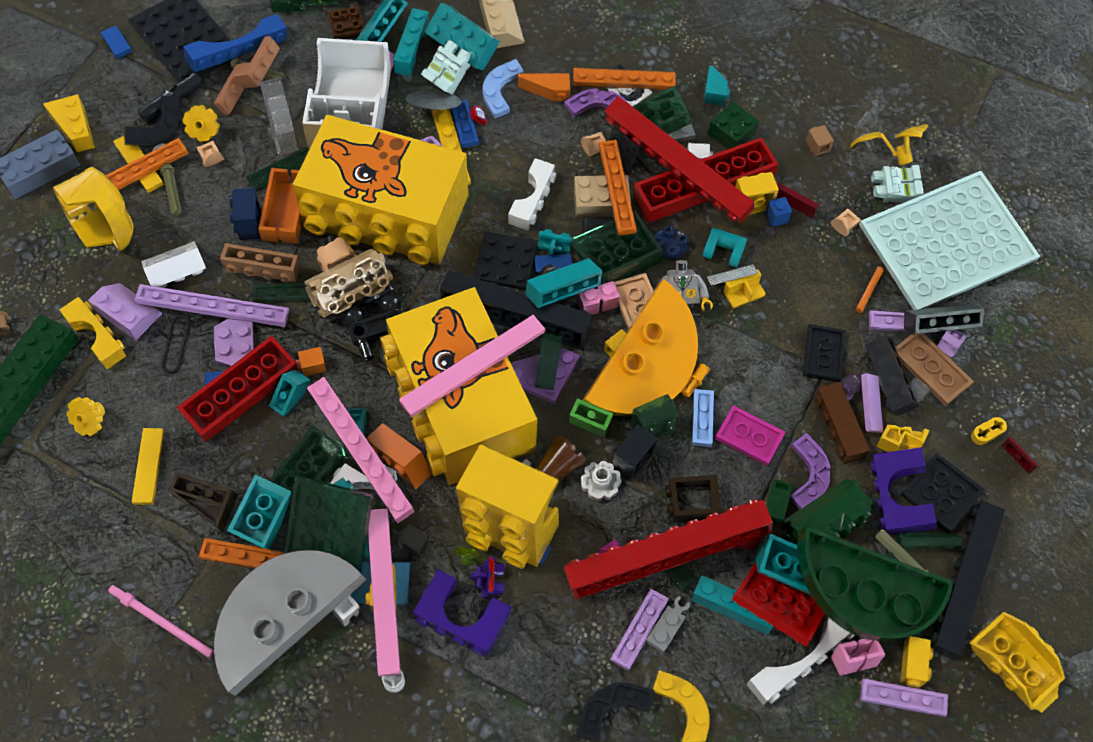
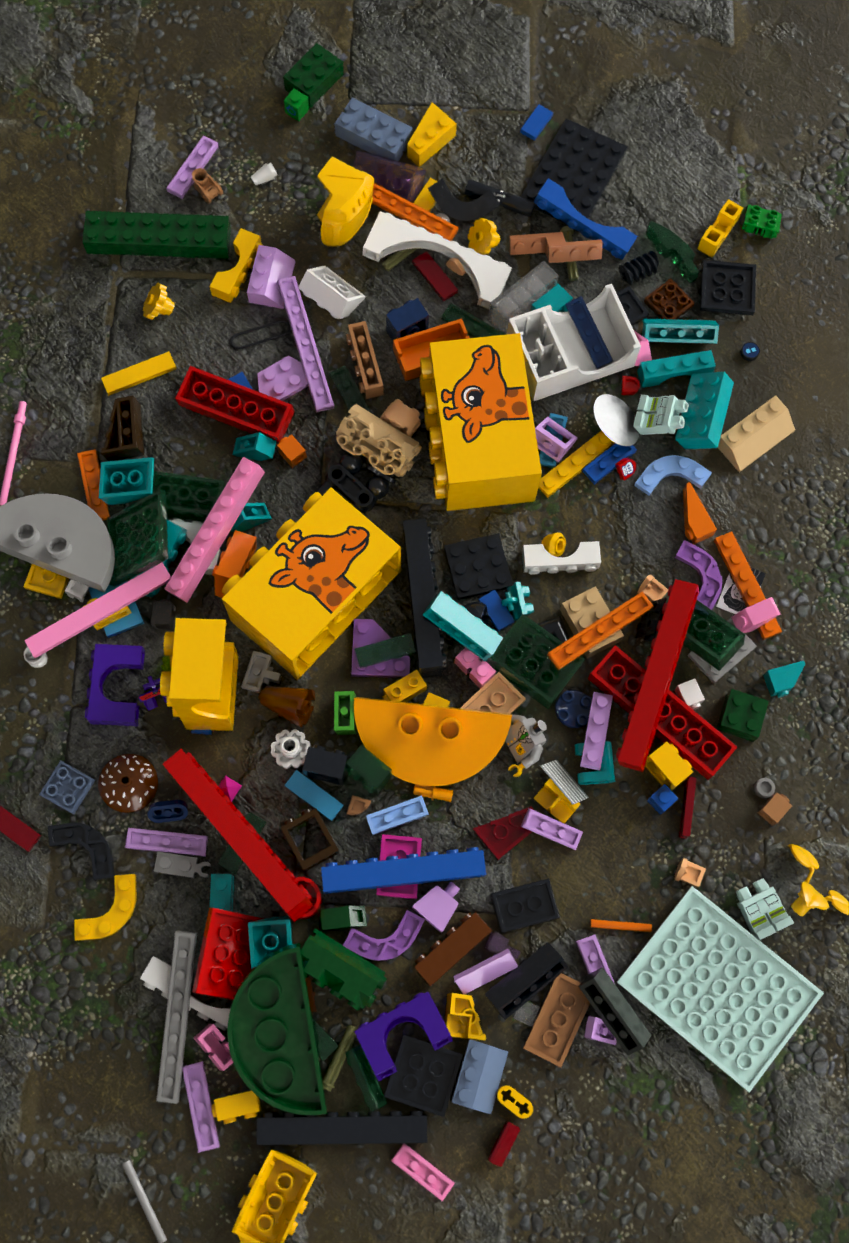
camera: 65 degrees right, 10 degrees up
(14, 270) = (264, 174): none -> white cone
(101, 156) = (392, 175): none -> wedge
(154, 186) = (393, 235): none -> white arch
(211, 178) = (435, 276): none -> dark red tile
(296, 100) = (556, 297): none -> teal brick
(305, 27) = (639, 266): none -> black piece
(319, 639) = (45, 582): none -> yellow plate
(344, 82) = (589, 332): none -> dark blue tile
(404, 82) = (629, 385): none -> red tile
(471, 366) = (318, 581): bright pink tile -> none
(516, 192) = (554, 544): none -> yellow cone
(542, 703) = (67, 787): none -> sand blue tile
(561, 656) = (137, 792): none -> reddish brown dish
(590, 361) = (405, 688): none -> yellow brick
(611, 613) = (168, 811): none -> dark blue plate
(652, 480) = (314, 795): none -> dark azure tile
(656, 77) = (755, 615): none -> bright pink slope
(678, 447) = (358, 805): none -> medium nougat tile
(700, 231) = (596, 731): none -> lavender plate
(755, 336) = (504, 833): none -> dark red wing
(759, 430) = (403, 871): none -> blue brick
(768, 302) = (551, 829): none -> lavender tile
(797, 141) = (764, 788): none -> light grey tile
(799, 418) = (438, 906): none -> lavender torso
(816, 680) = (176, 1017): none -> light grey tile
(957, 449) = (479, 1076): none -> sand blue slope
(1024, 529) = (423, 1172): none -> bright pink tile

